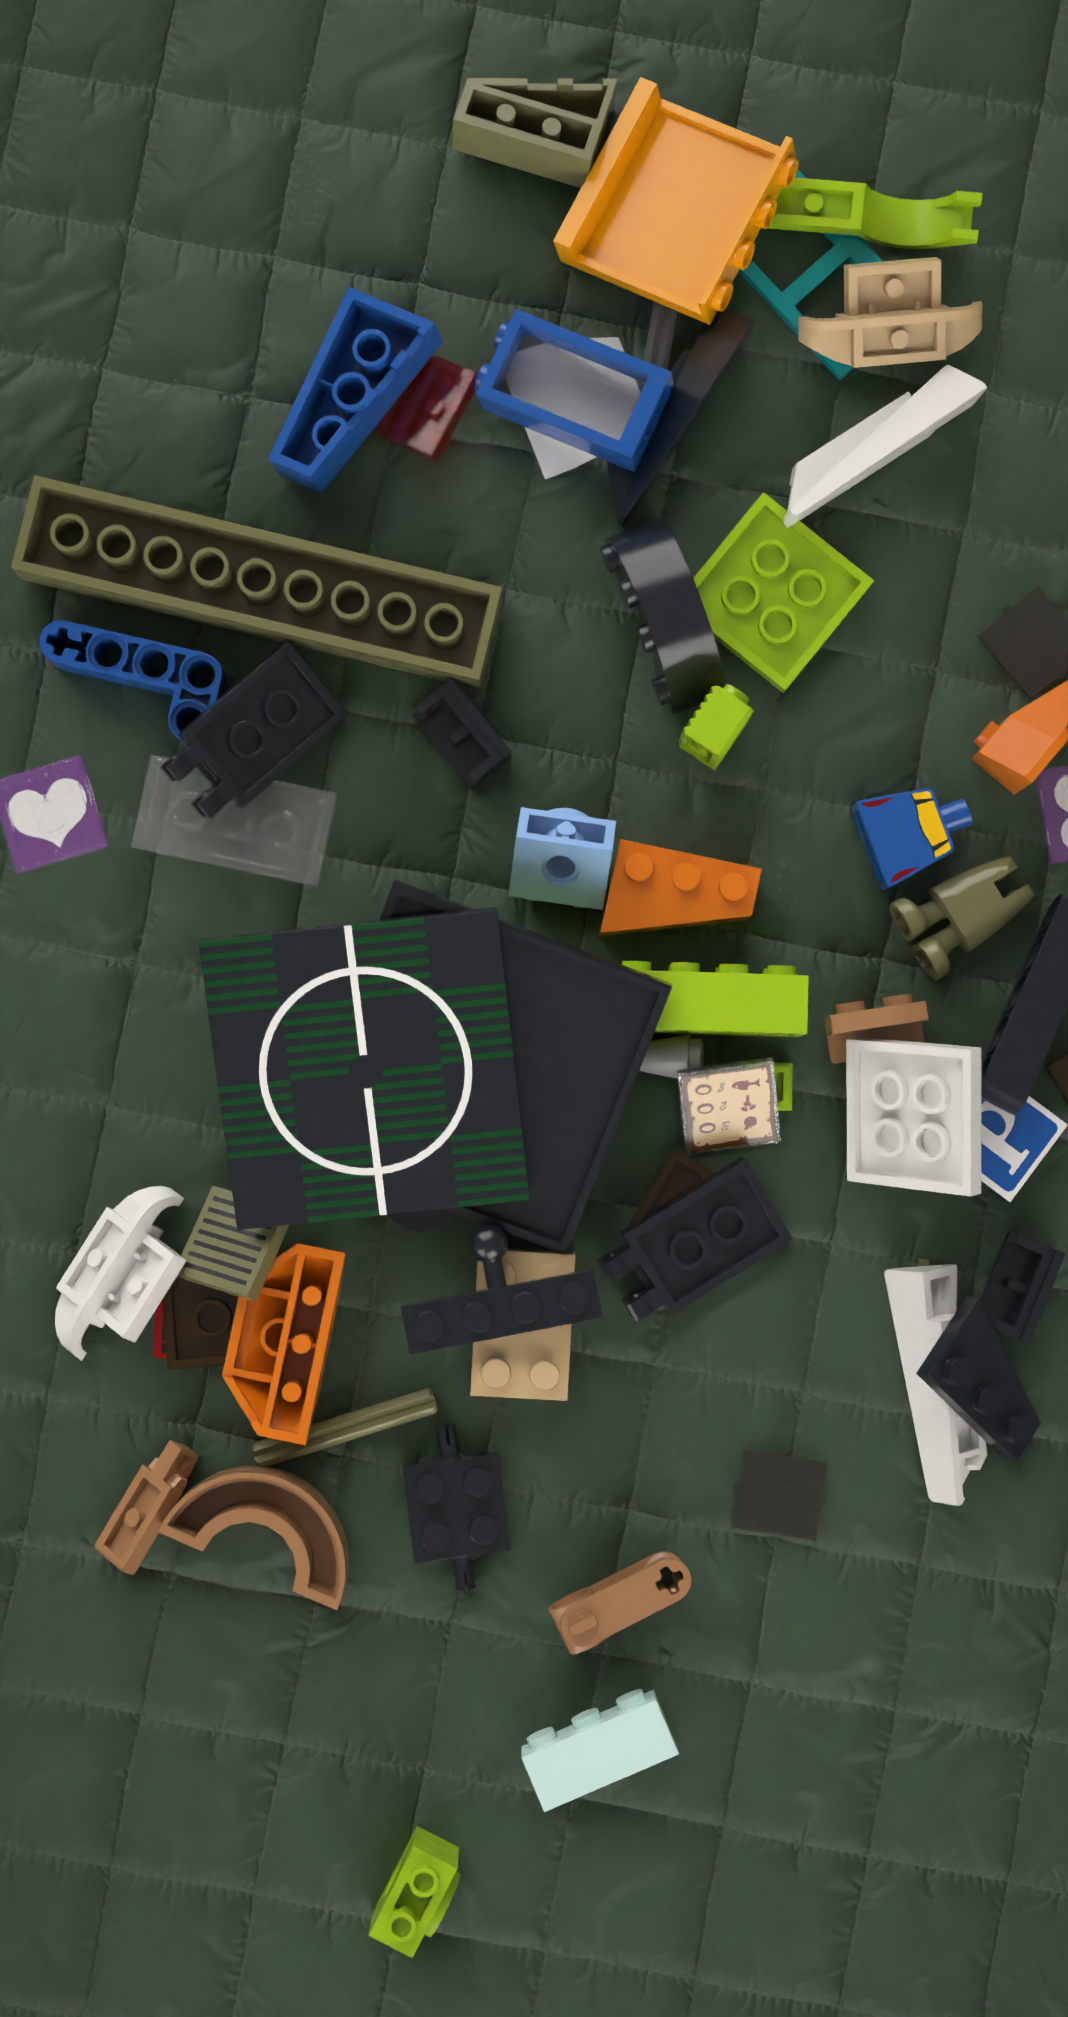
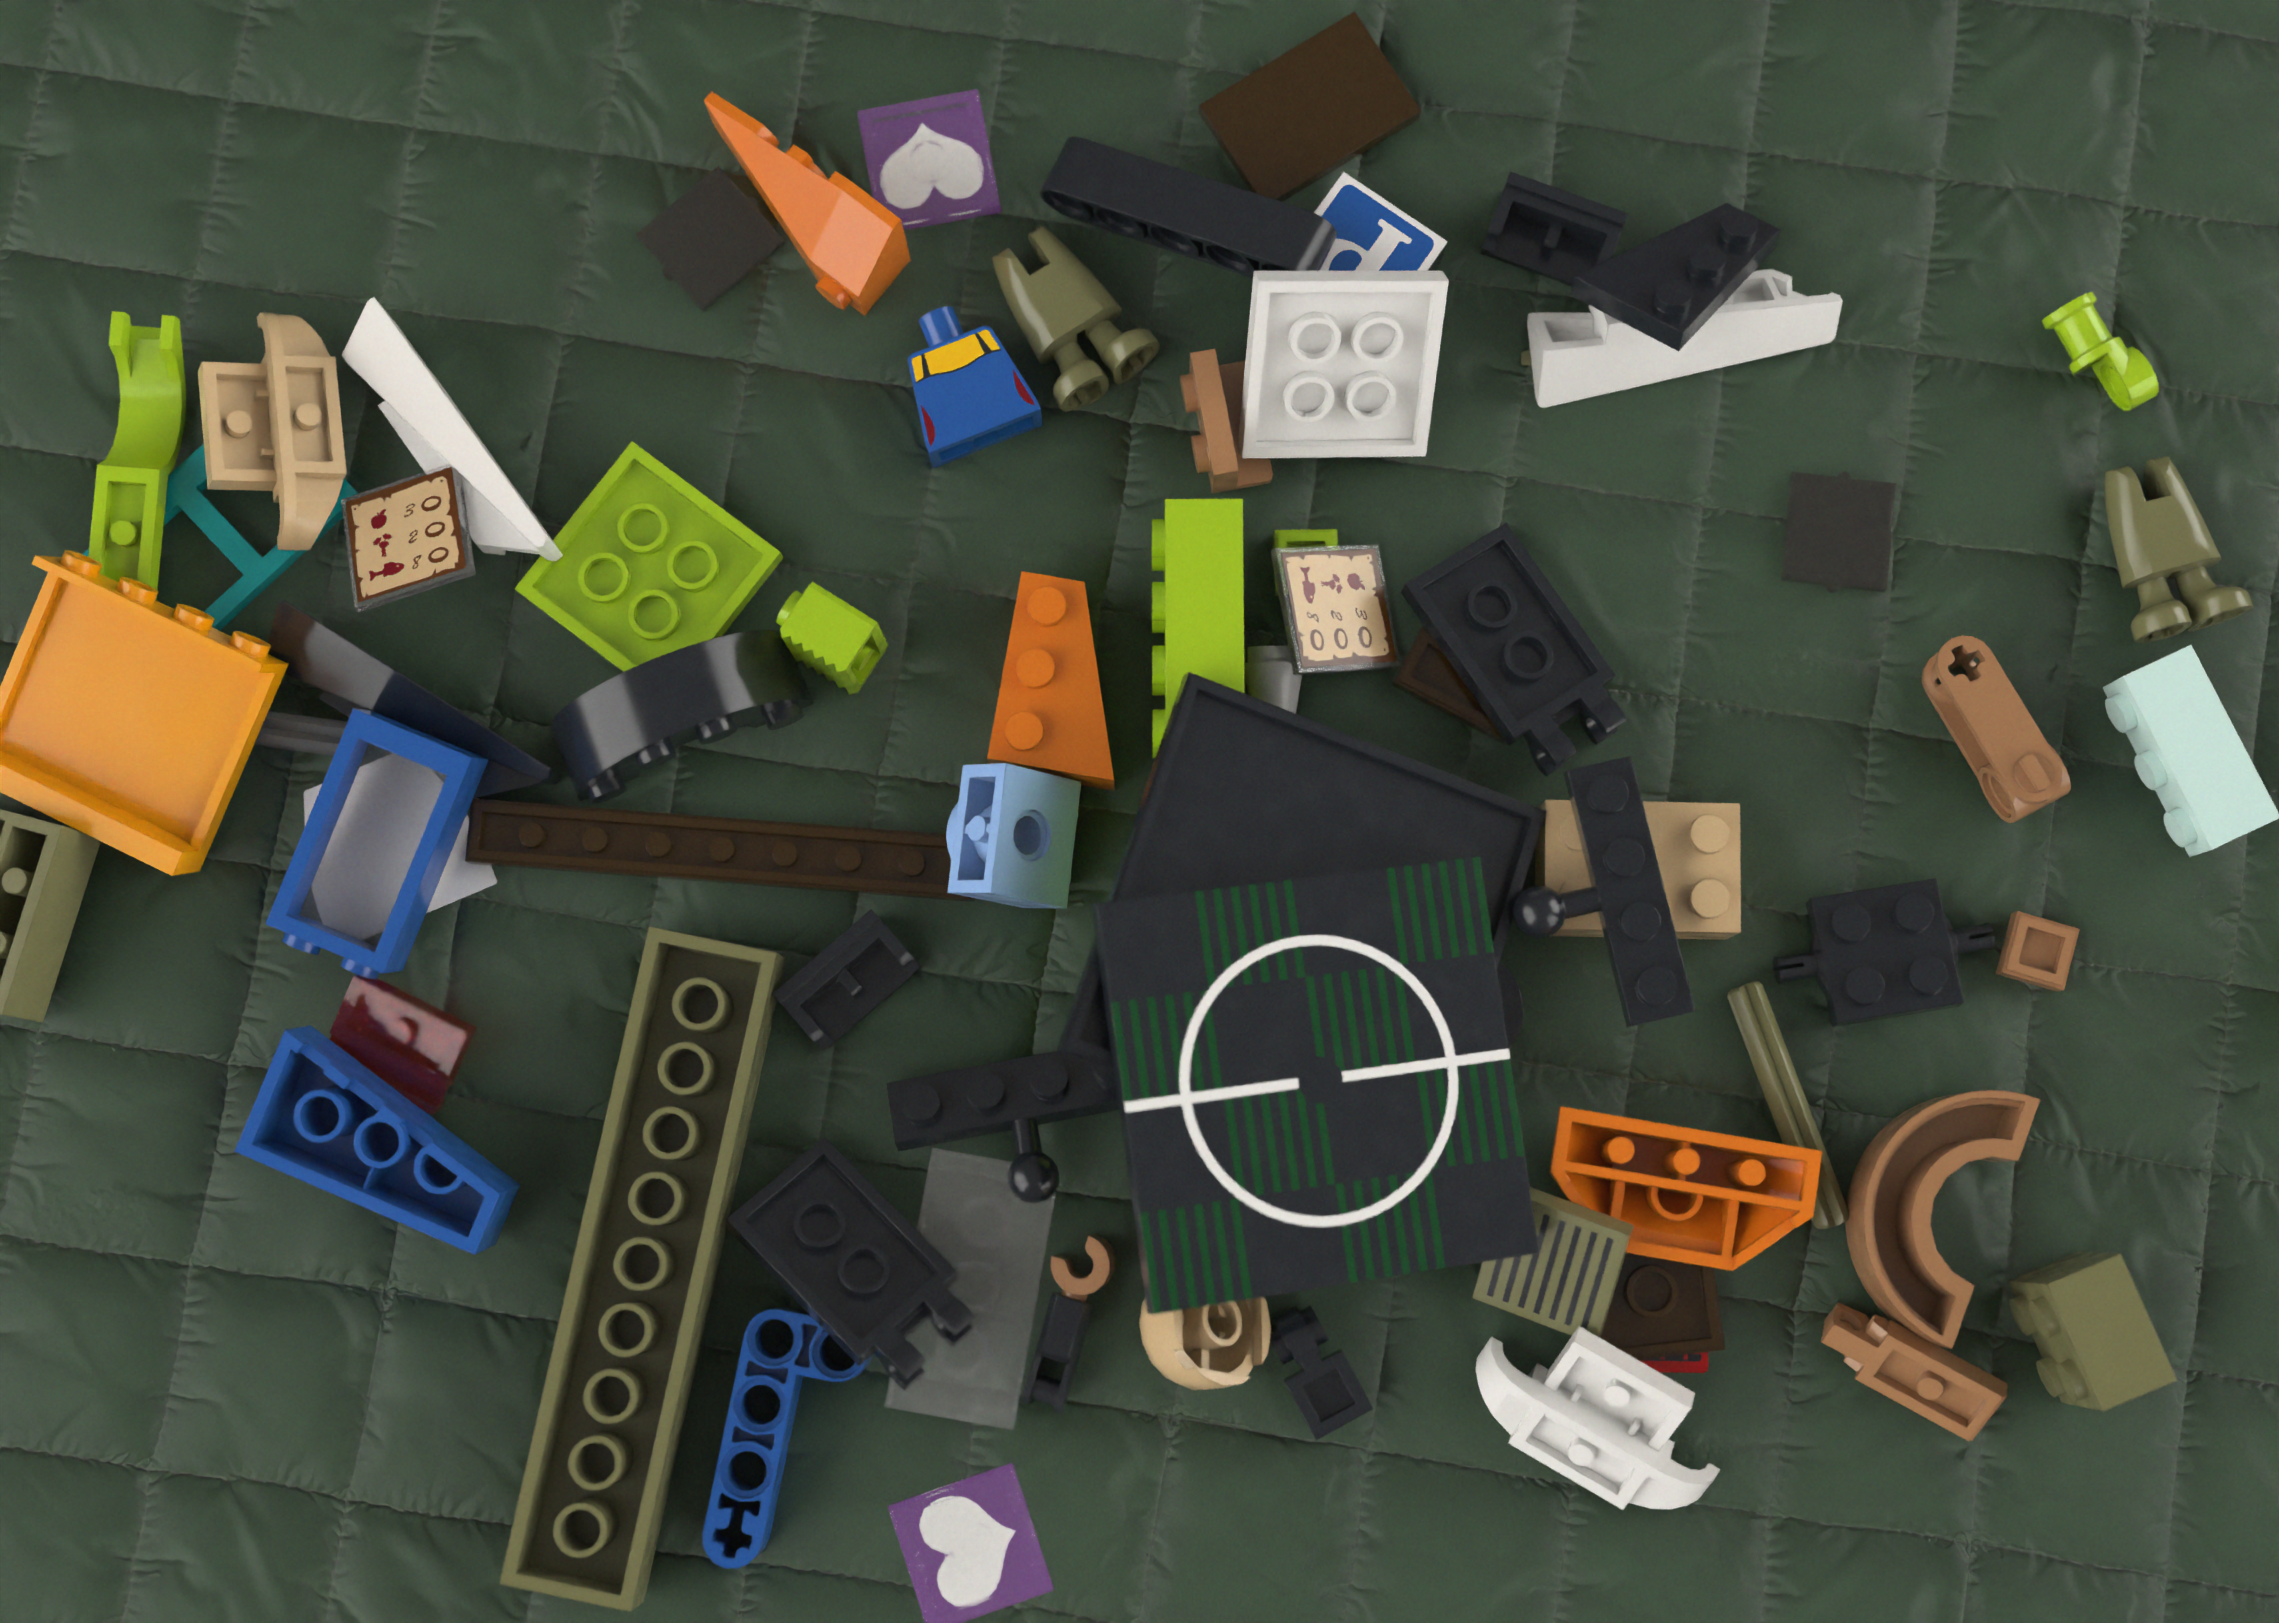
camera: 85 degrees left, 5 degrees down
(151, 1074) = (1325, 1387): none -> black plate
(167, 1637) = (2090, 1331): none -> olive brick
(180, 989) = (1208, 1343): none -> tan cylinder
(208, 889) = (1067, 1322): none -> black piece
(369, 836) = (999, 1099): none -> black plate
(453, 1624) = (2037, 951): none -> medium nougat tile
(564, 633) = (709, 849): none -> dark brown tile
(762, 1742) = (2161, 542): none -> olive piece
(803, 412) = (407, 537): none -> piece
(920, 1698) = (2120, 369): none -> lime connector

